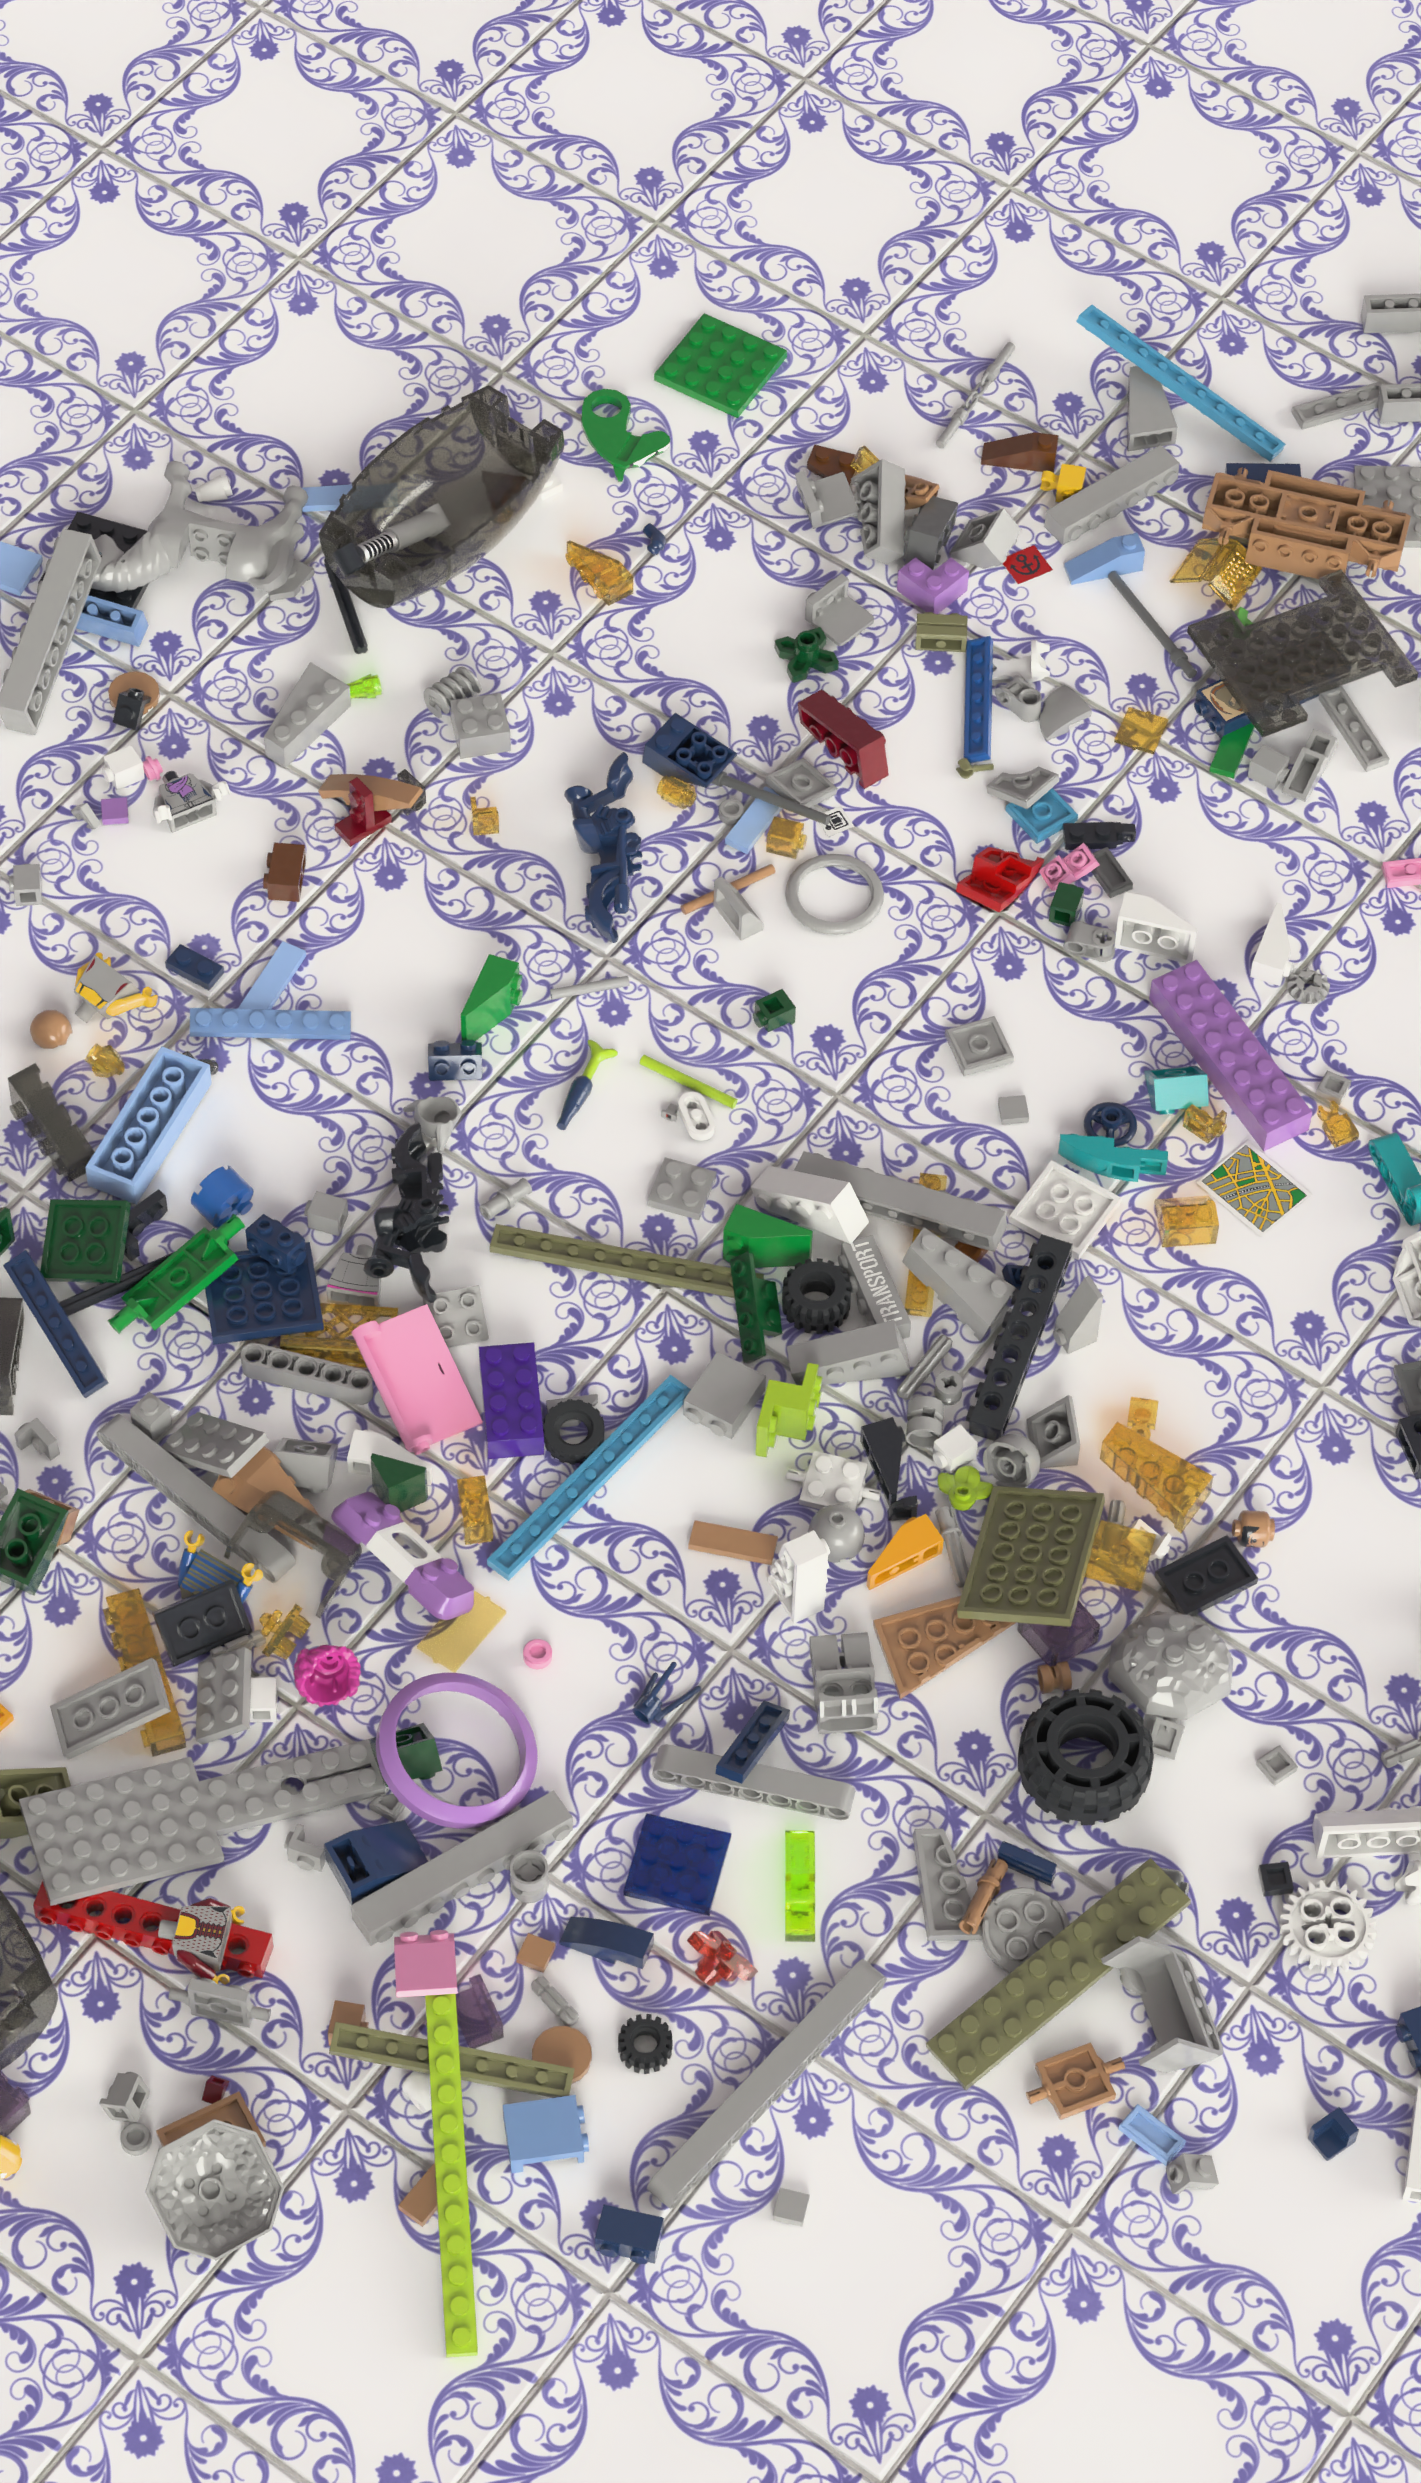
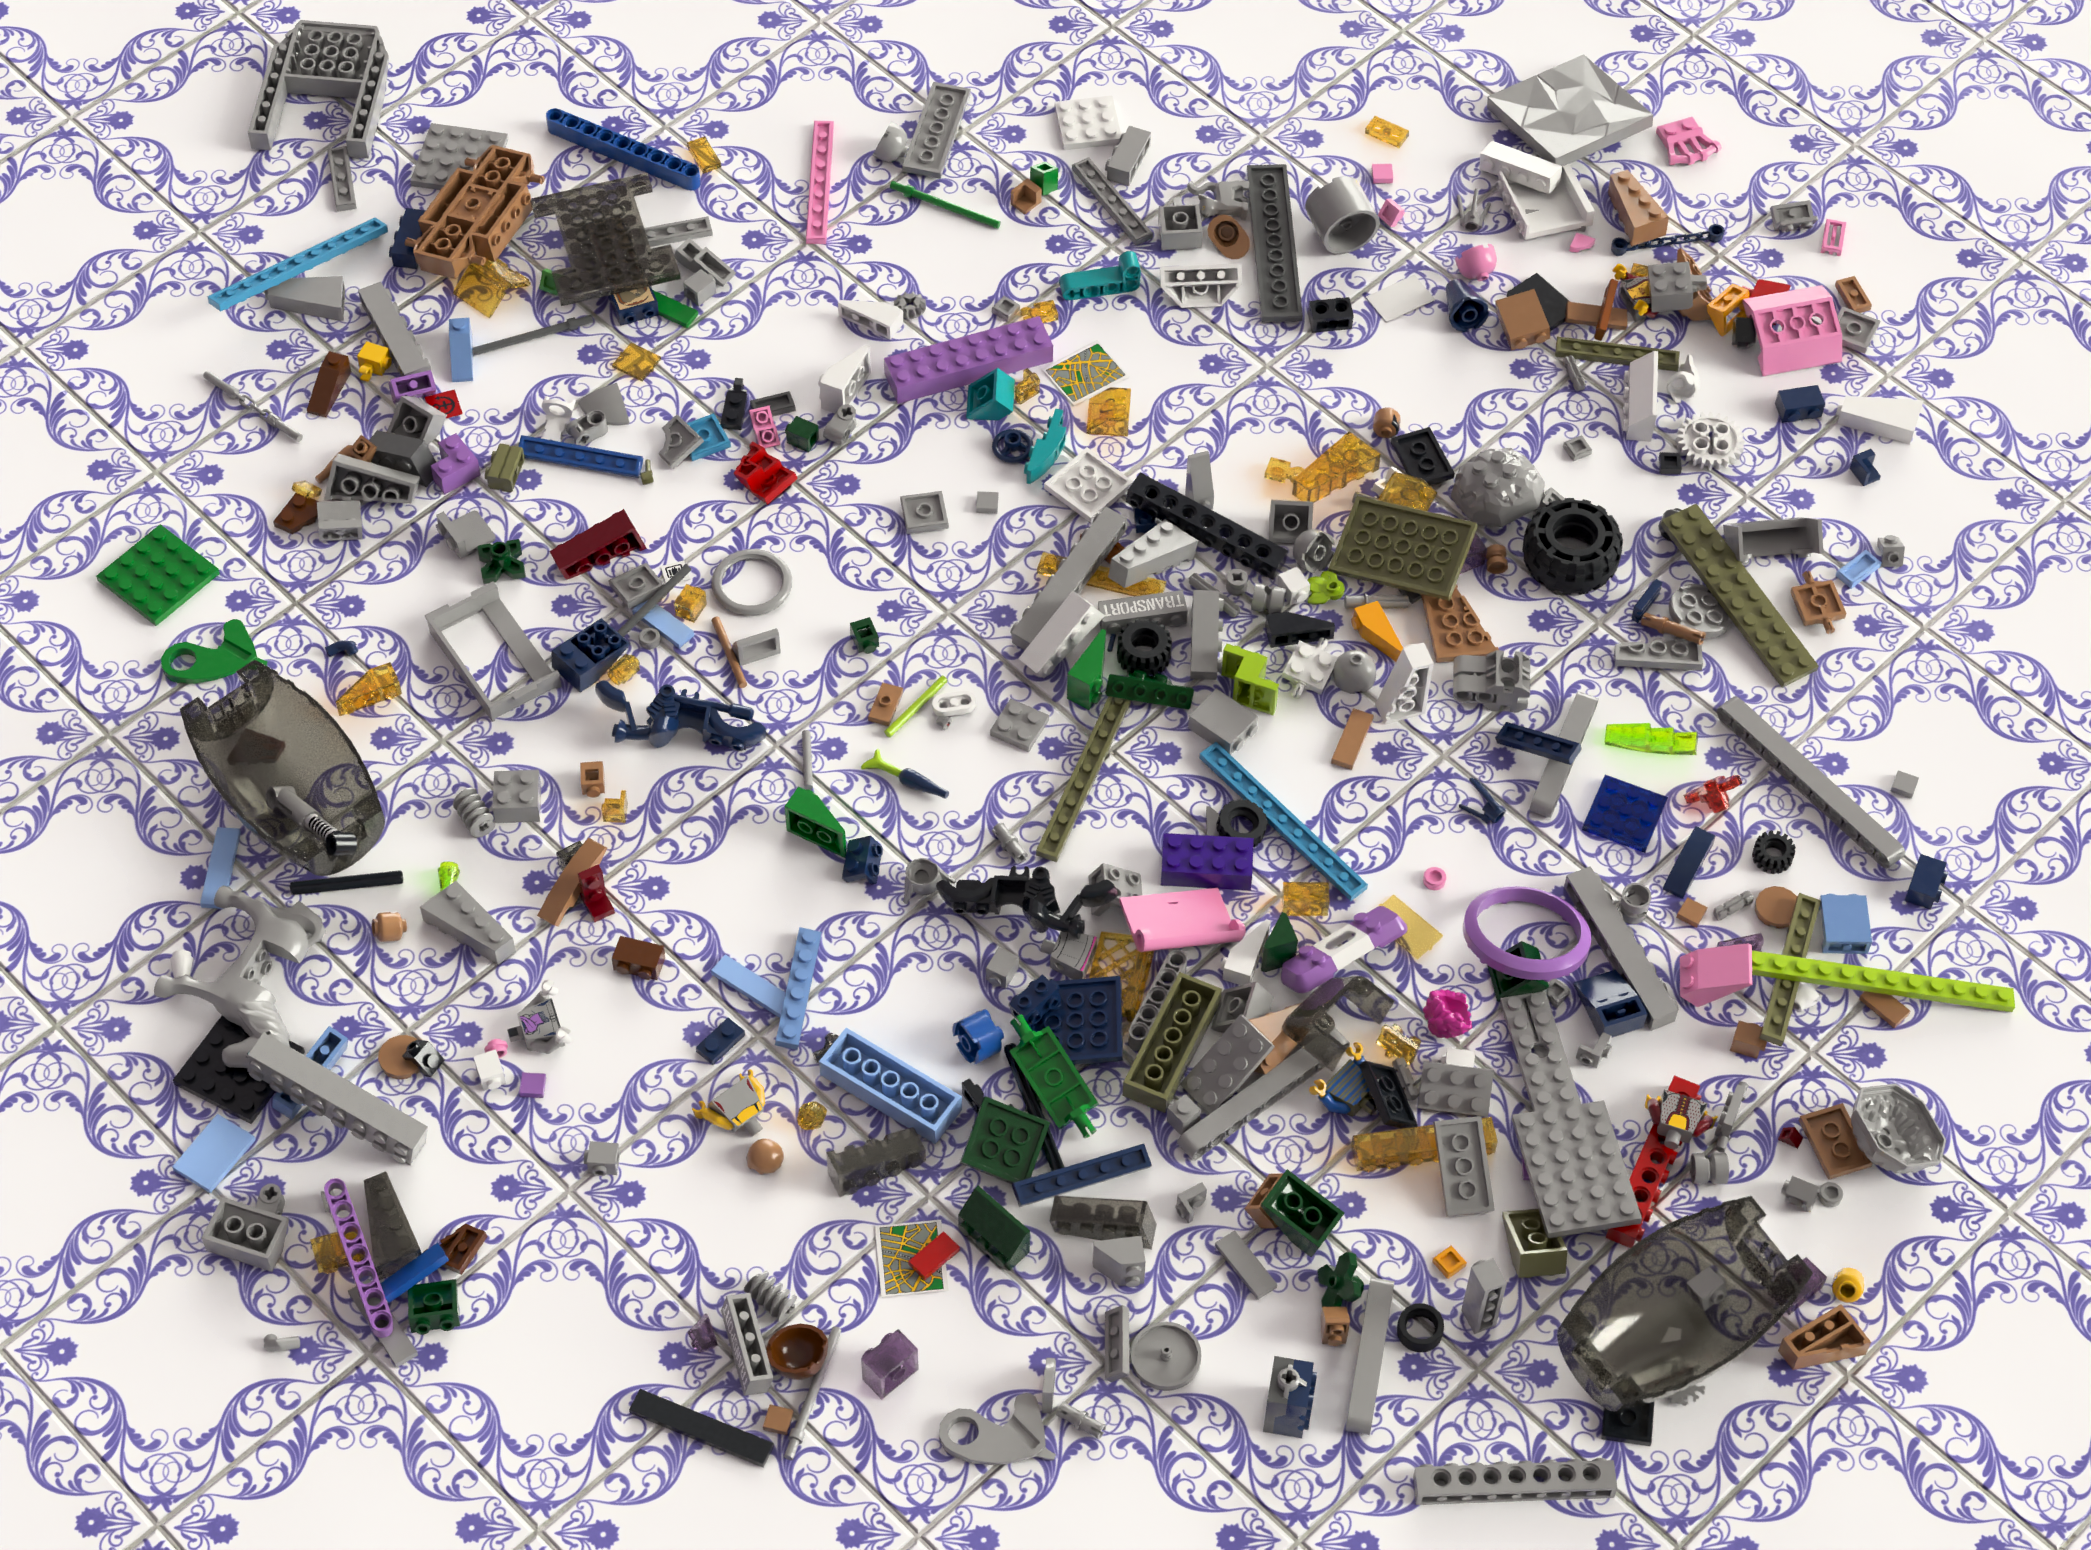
camera: 80 degrees left, 0 degrees up
(84, 812) = (533, 1105): light grey tile -> none
(148, 1988) = (1709, 1168): none -> light grey wheel
(246, 1391) = (1172, 1042): none -> olive brick
(291, 647) = (388, 926): none -> medium nougat head
(517, 788) = (591, 781): none -> medium nougat brick
(658, 638) = (487, 600): none -> light grey piece
(684, 1050) = (885, 704): none -> medium nougat plate
(903, 1509) = (1340, 626): black tile -> none
(1033, 523) = (412, 385): none -> medium lavender brick

